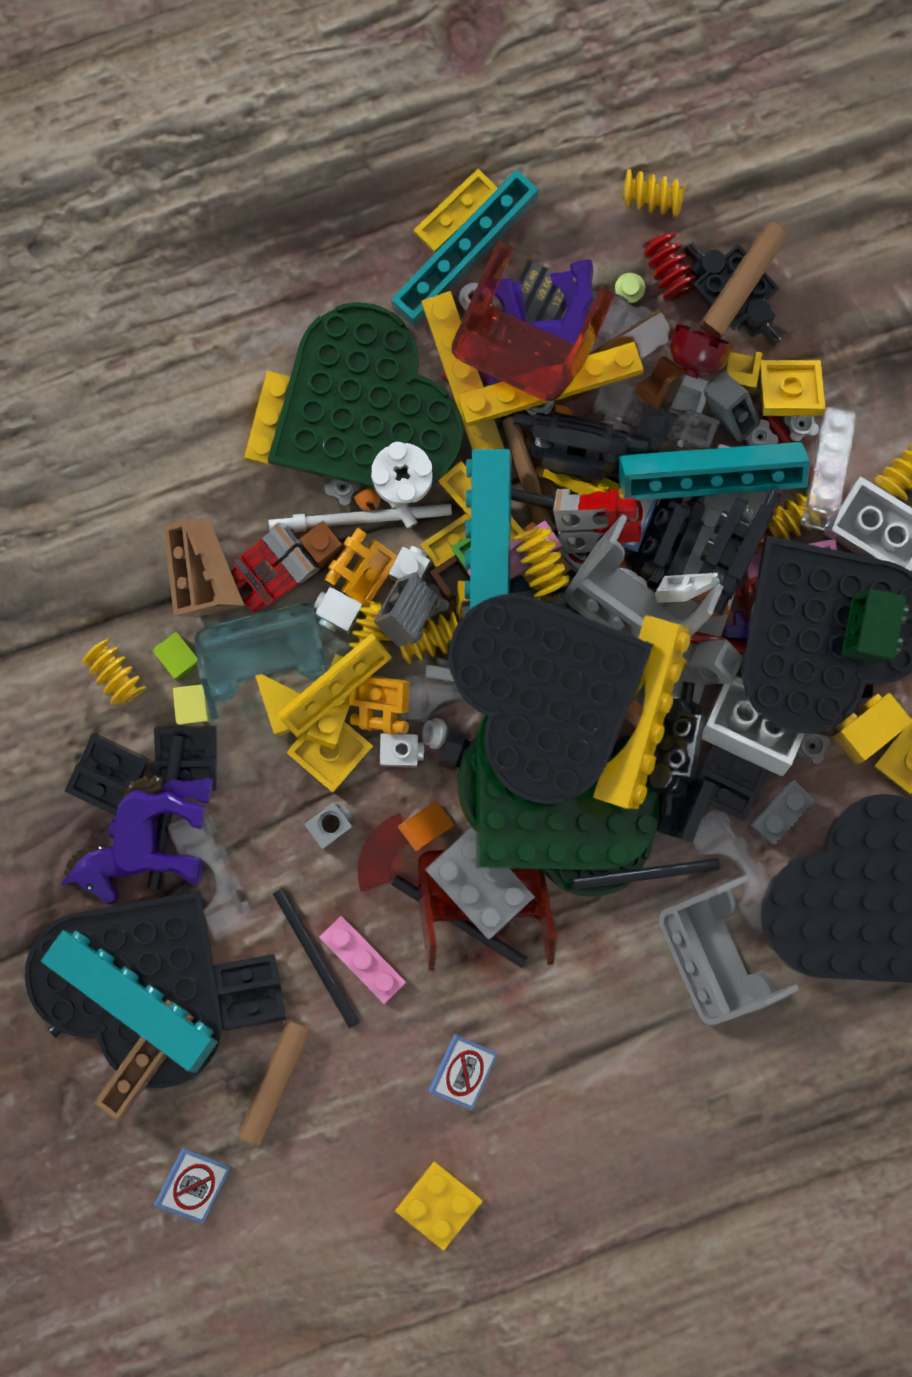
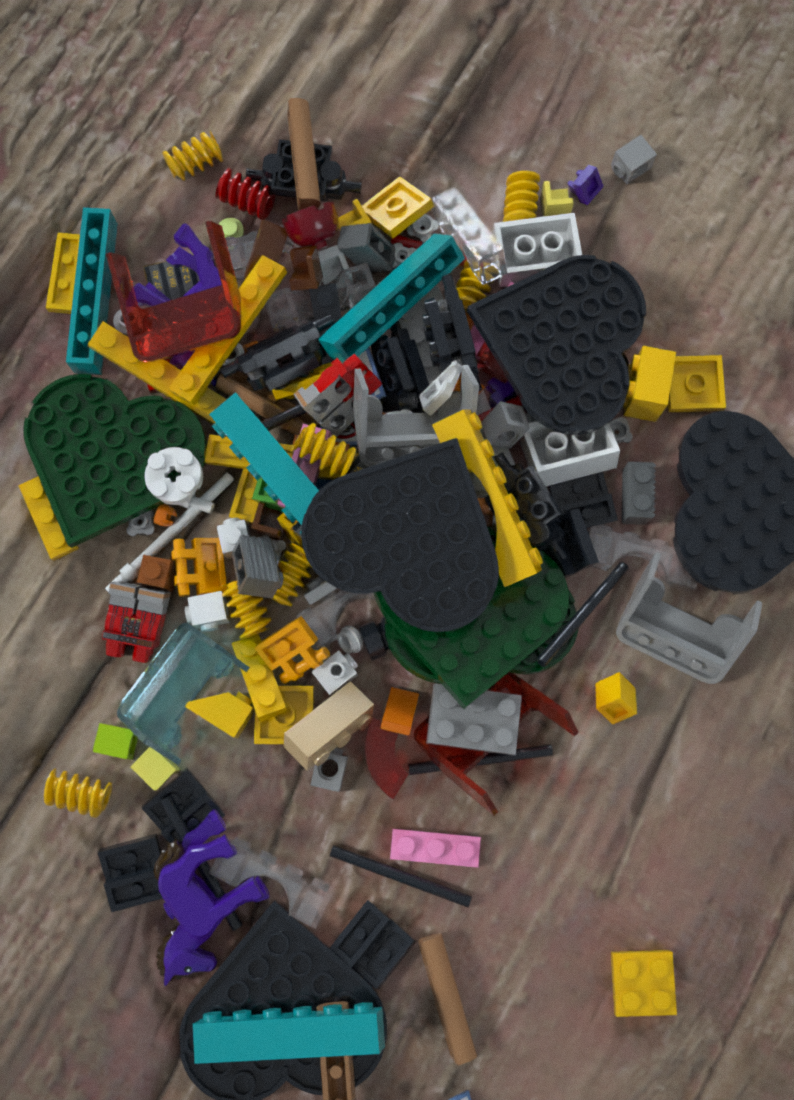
camera: 40 degrees left, 5 degrees down
(198, 570) = (80, 665): medium nougat wedge -> none
(334, 685) = (248, 664): yellow tile -> none
(358, 790) = (329, 726): none -> tan brick
(463, 1072) = (578, 868): piece -> none
(613, 966) = (616, 698): none -> yellow panel
(875, 626) = (596, 304): dark green brick -> none

